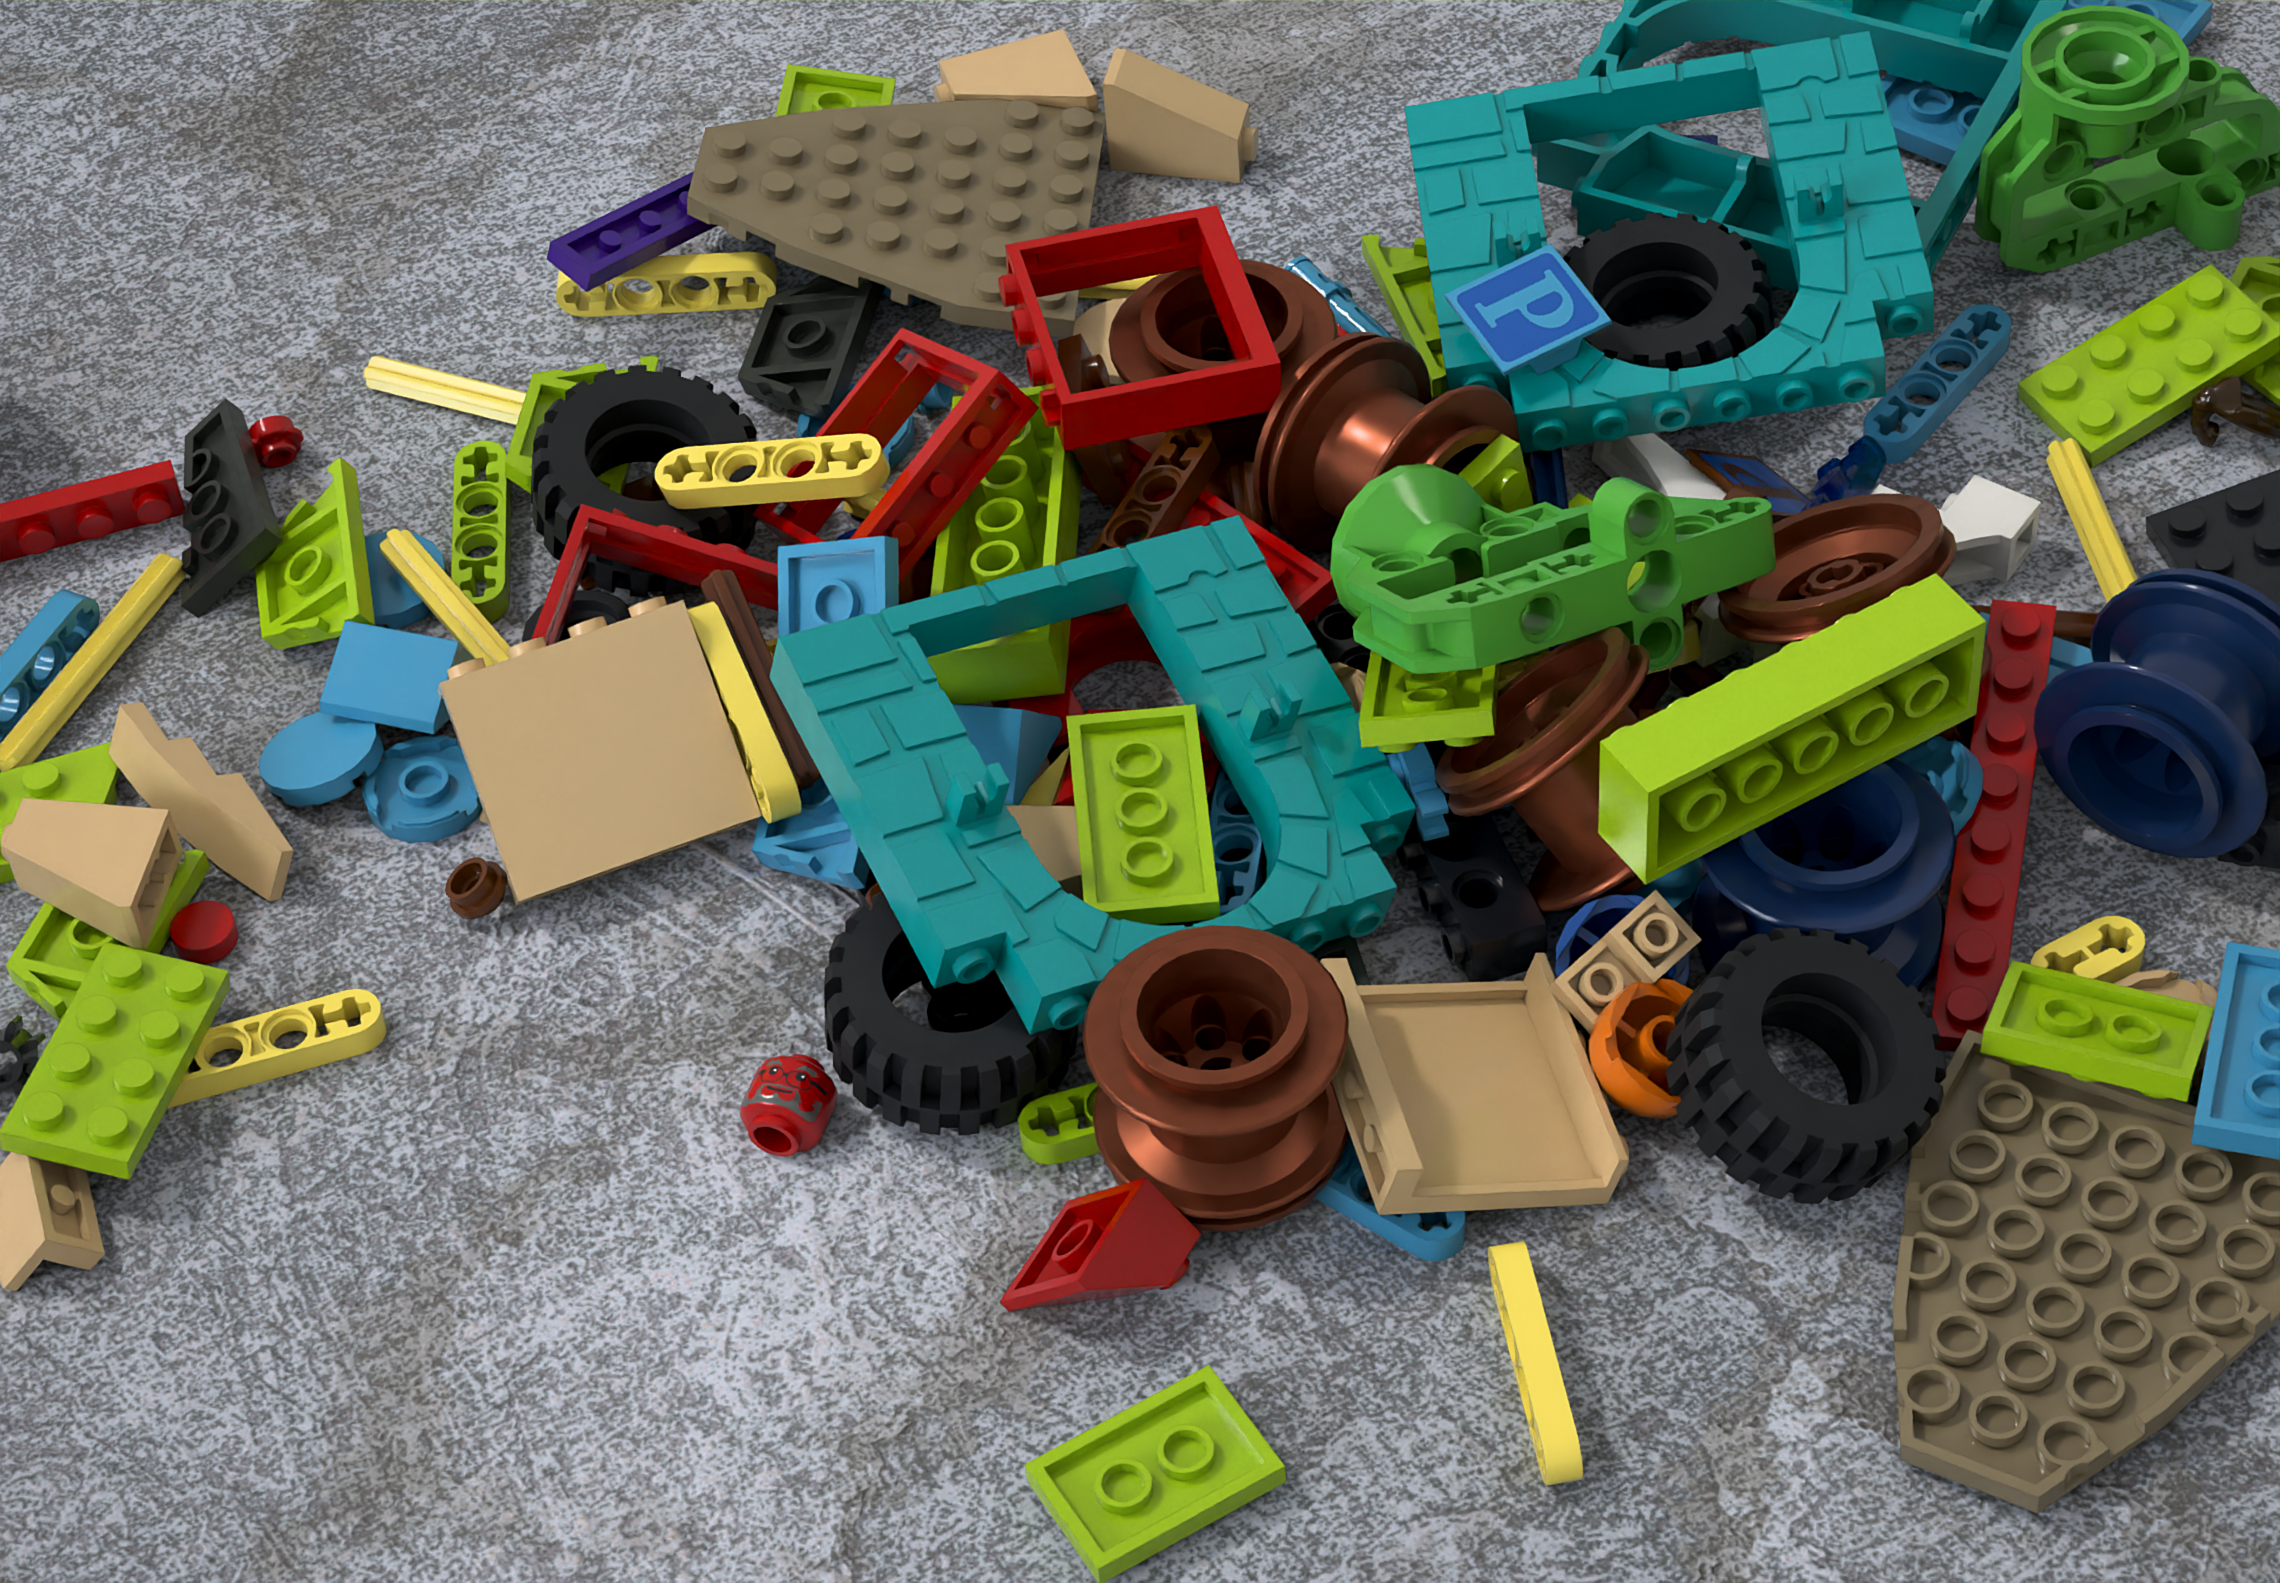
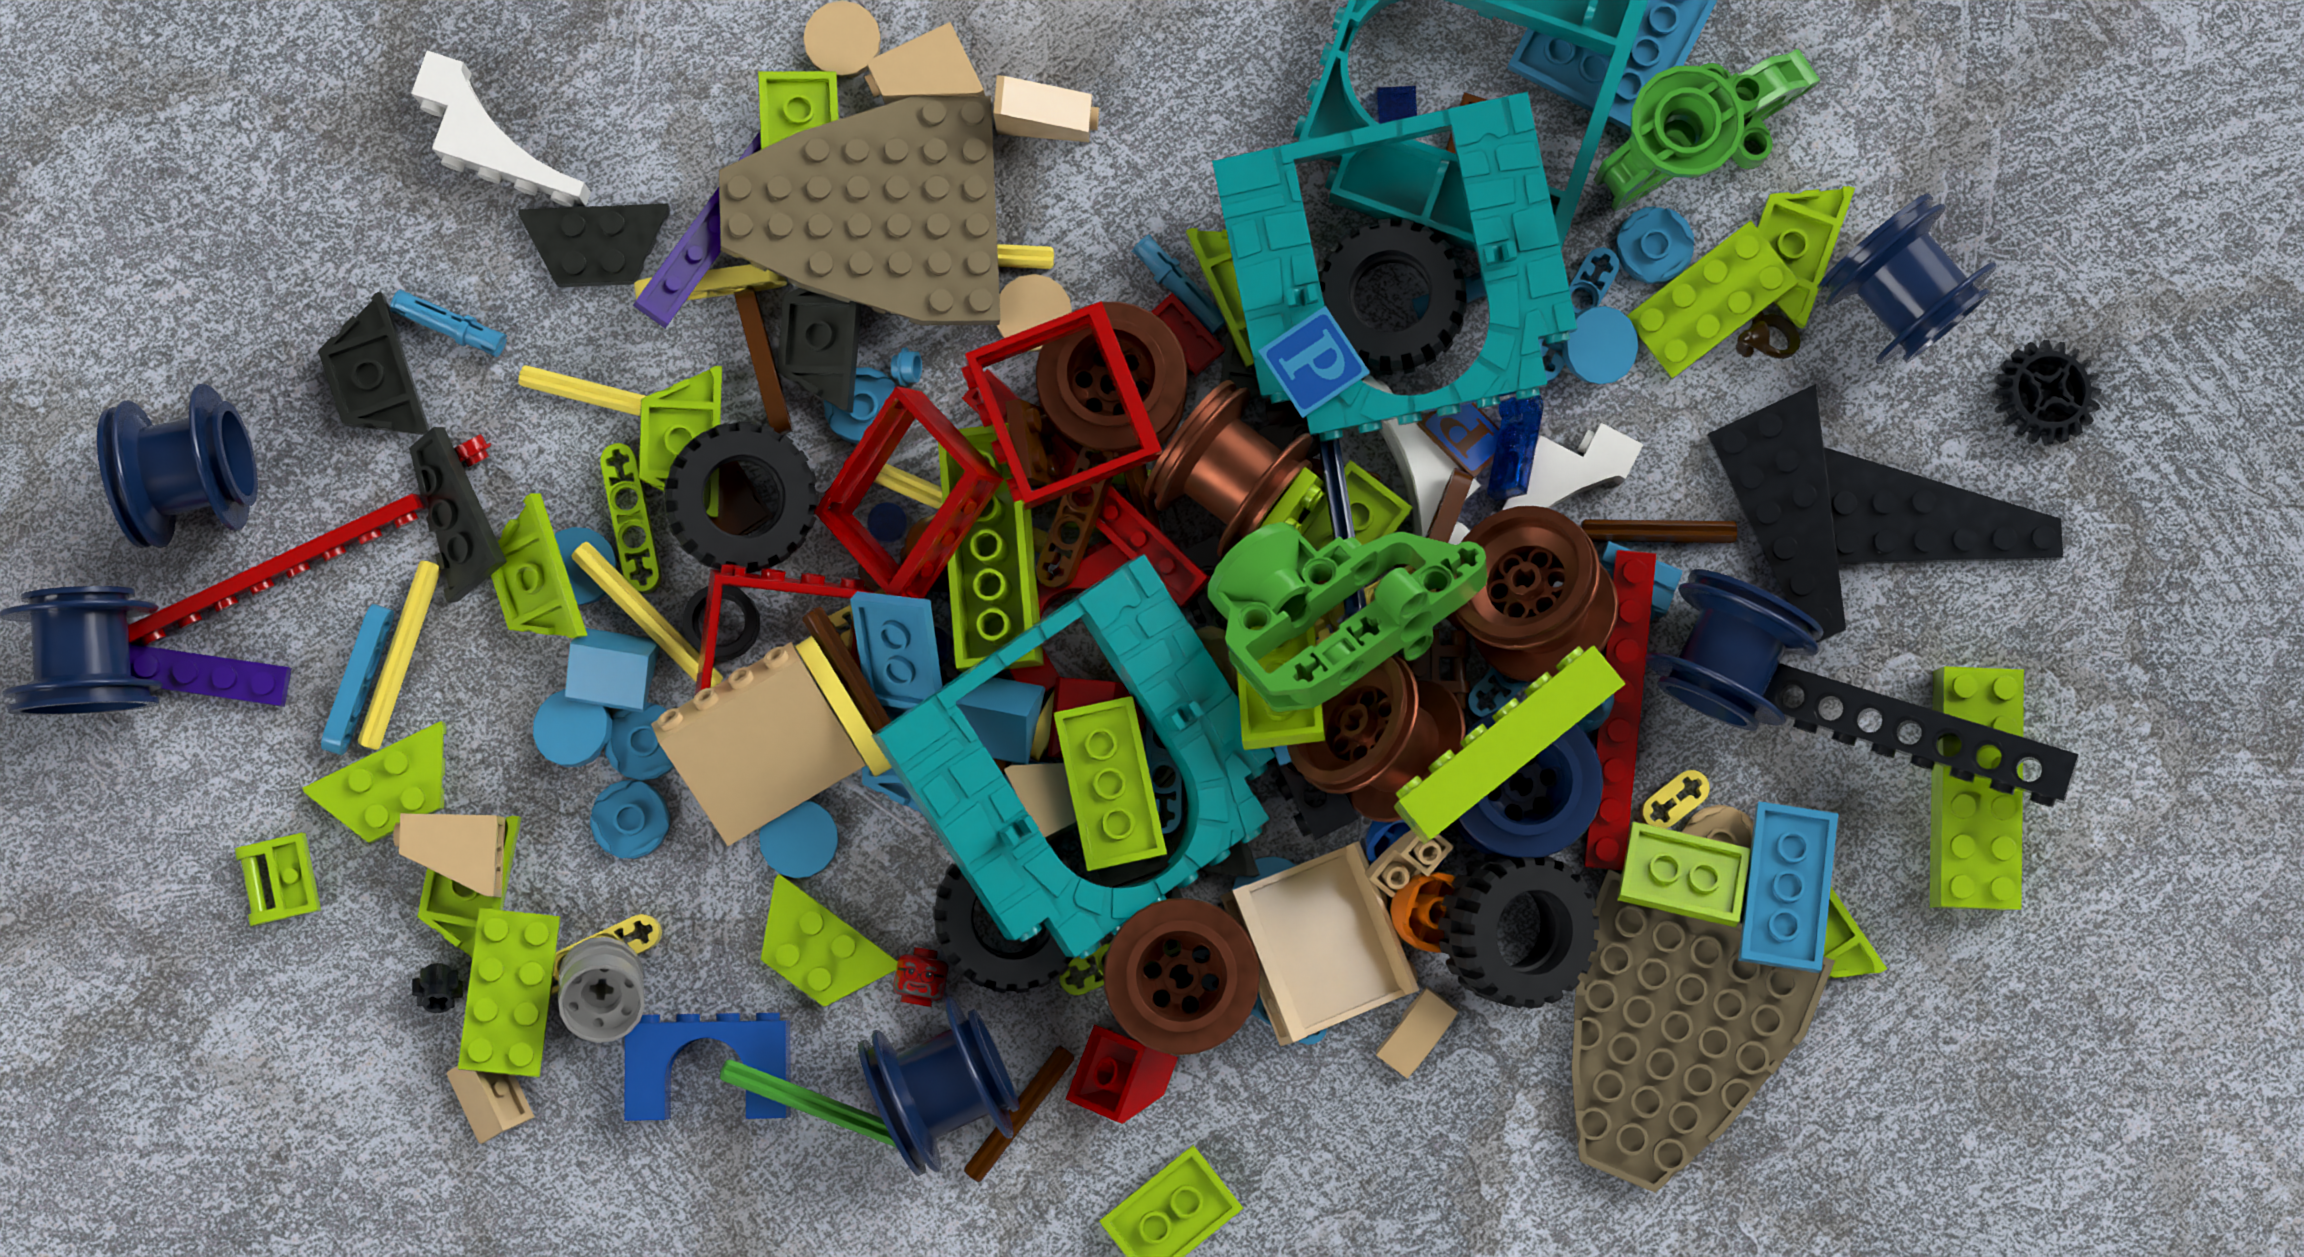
camera: 10 degrees left, 35 degrees up
(159, 356) = (372, 373): none -> pearl dark grey wing
(204, 932) = (531, 870): red tile -> none
(206, 808) = (517, 787): tan slope -> none
(247, 1014) = (605, 1009): none -> light grey wheel
(303, 315) = (462, 329): none -> dark azure pin
(339, 1158) = (656, 1044): none -> blue arch
(377, 882) = (630, 819): none -> dark azure tile
(386, 133) = (475, 142): none -> white arch
(476, 888) = (688, 830): reddish brown plate -> none
(502, 244) = (595, 241): none -> pearl dark grey wing
(570, 1239) = (805, 1100): none -> bright green axle
(631, 1063) = (818, 947): none -> lime wing
(635, 920) = (800, 841): none -> dark azure tile
(718, 340) = (763, 361): none -> reddish brown beam
(786, 1194) = (938, 1086): none -> dark blue wheel
(842, 468) = (832, 525): light yellow beam -> none
(911, 57) = (842, 38): none -> tan tile
(914, 1312) = (1028, 1101): none -> reddish brown axle
(1535, 1364) = (1374, 1121): light yellow beam -> none
(1620, 1238) = (1417, 1032): none -> tan slope
(1977, 405) = (1601, 346): none -> dark azure tile
(2061, 312) = (1655, 245): none -> dark azure tile
(2090, 517) = (1679, 461): light yellow axle -> none

